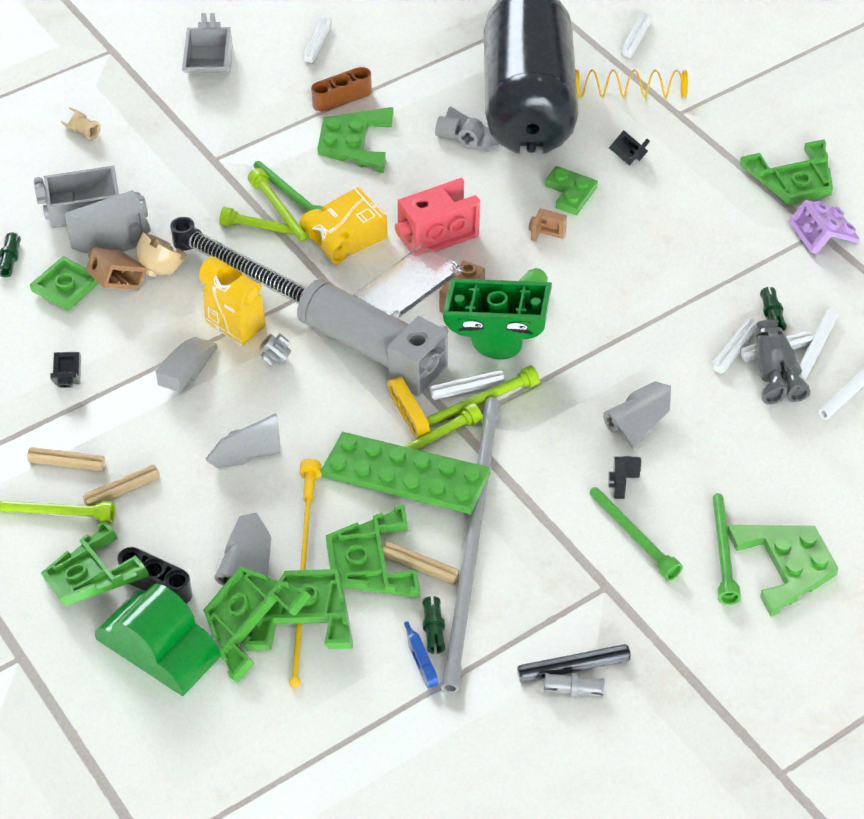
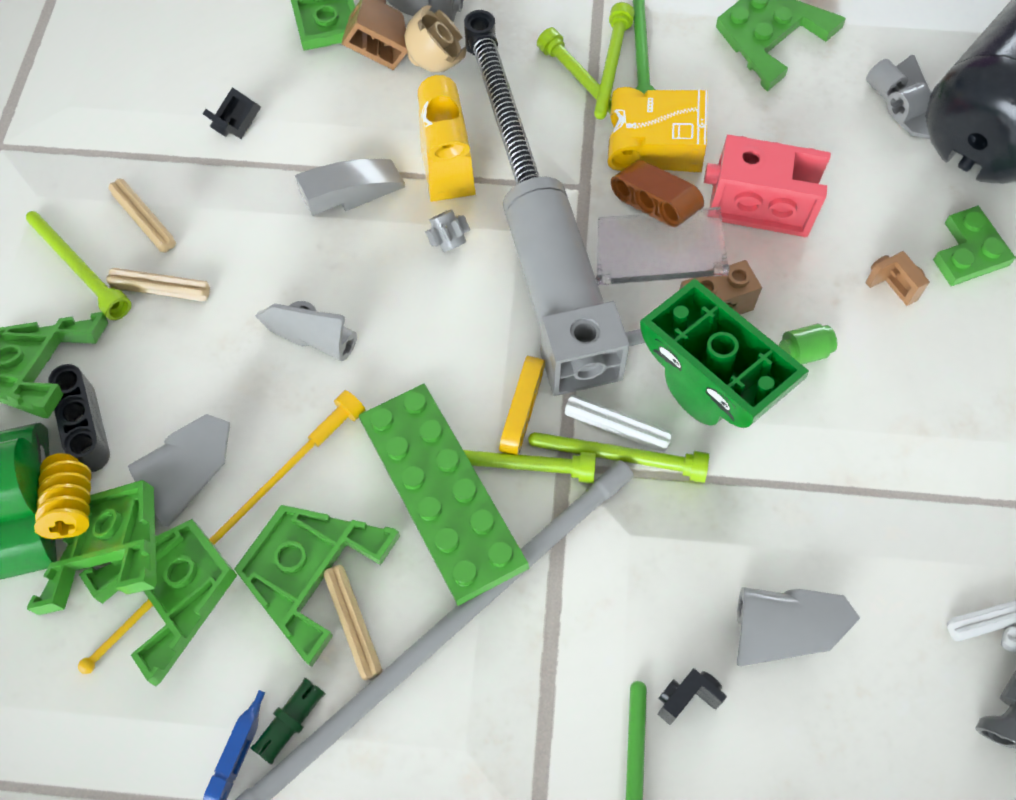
camera: 40 degrees right, 15 degrees up
(208, 609) = (63, 497): none -> yellow piece
(378, 258) = (657, 193): none -> dark orange beam

